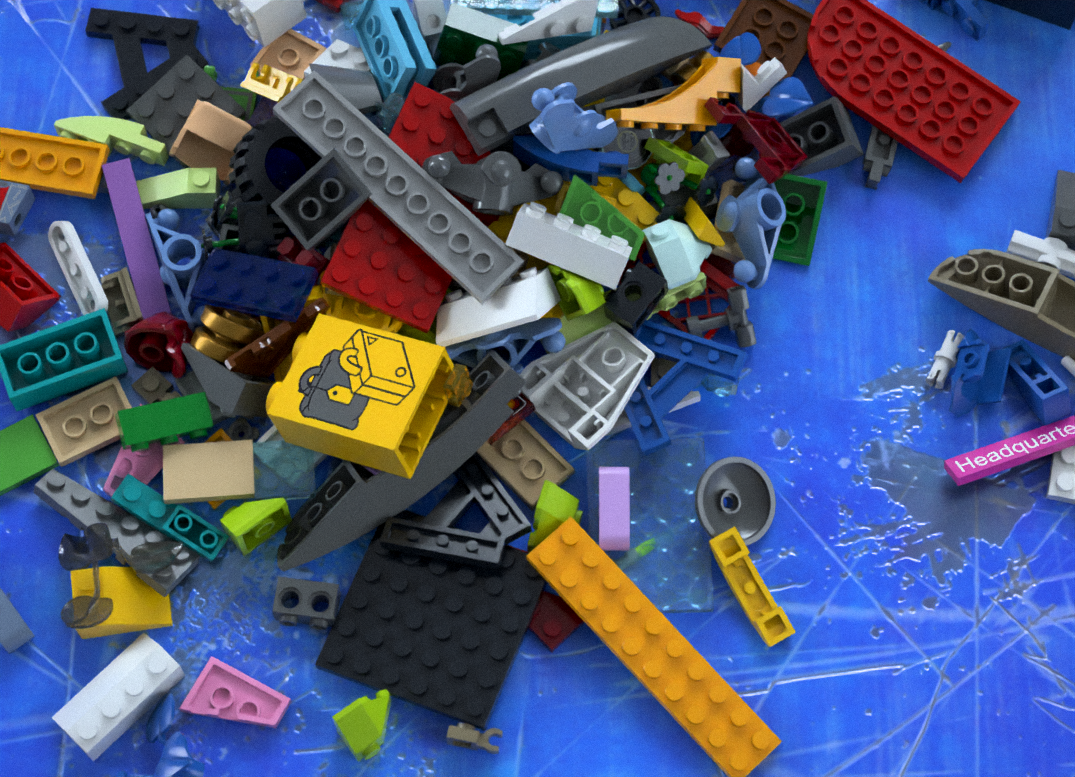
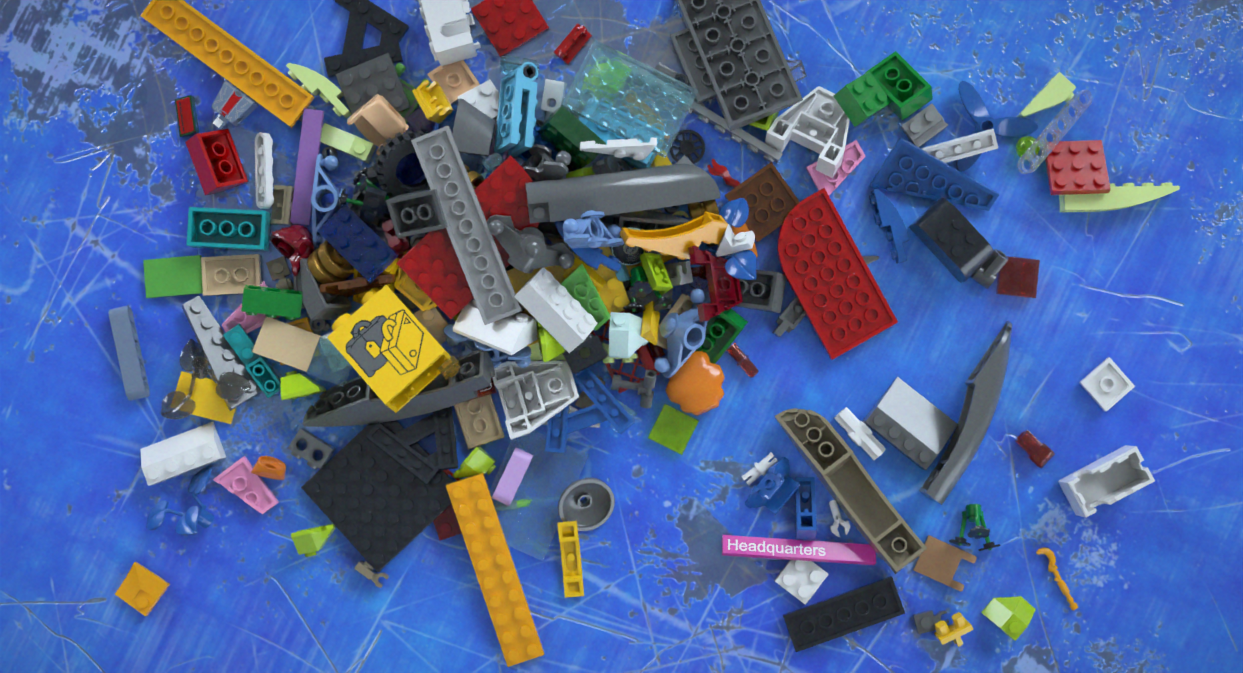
camera: 25 degrees right, 20 degrees up
(258, 656) = (269, 468): none -> orange piece
(800, 360) = (673, 429): none -> clear neon green tile
(803, 285) = (696, 385): none -> orange piece
(845, 234) = (742, 360): none -> clear red axle

